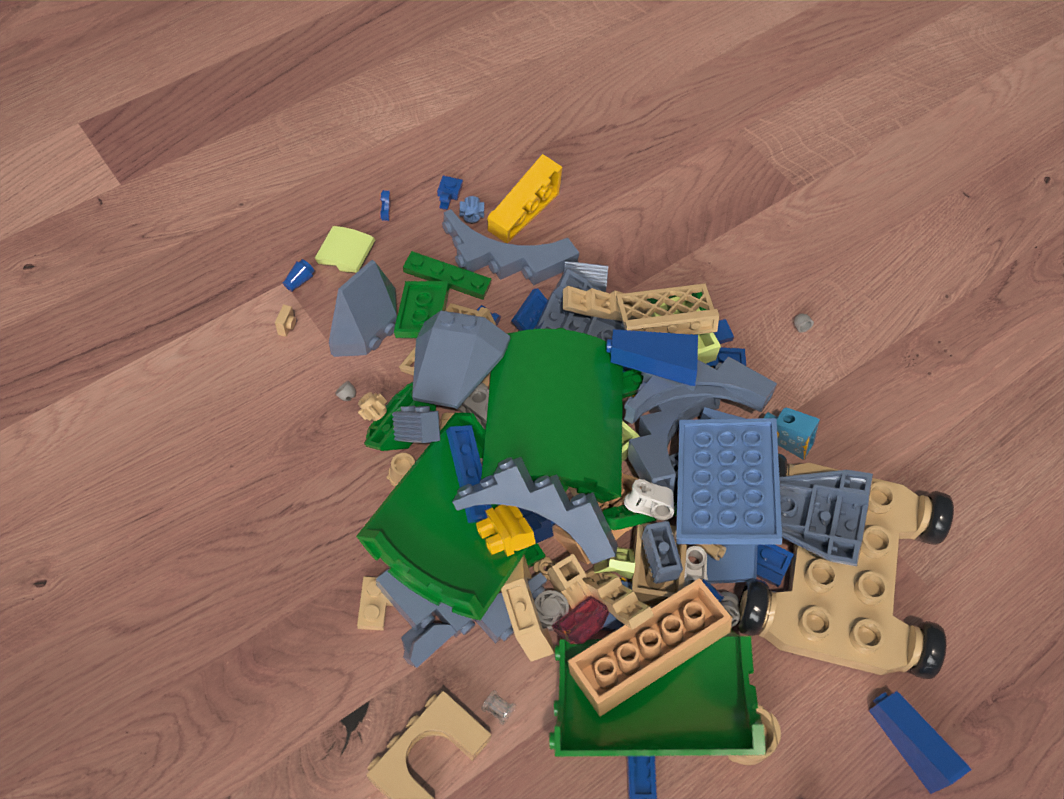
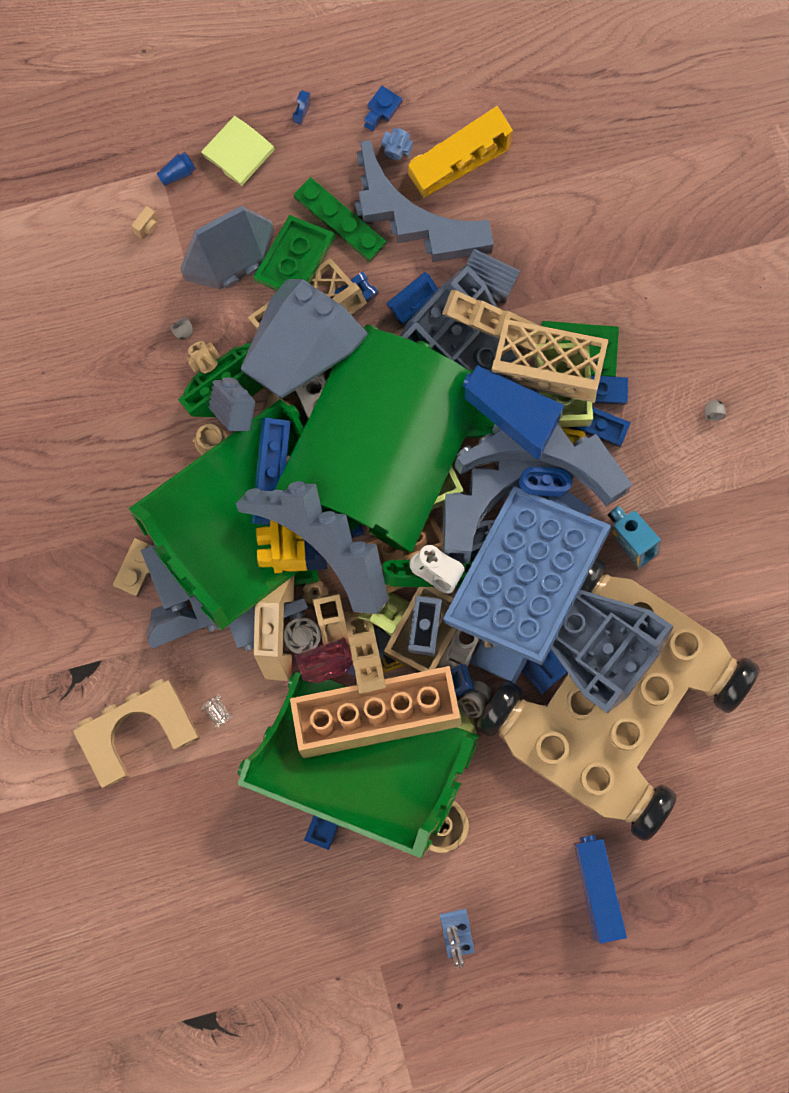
camera: 25 degrees right, 20 degrees up
(704, 406) = (544, 481): none -> blue plate

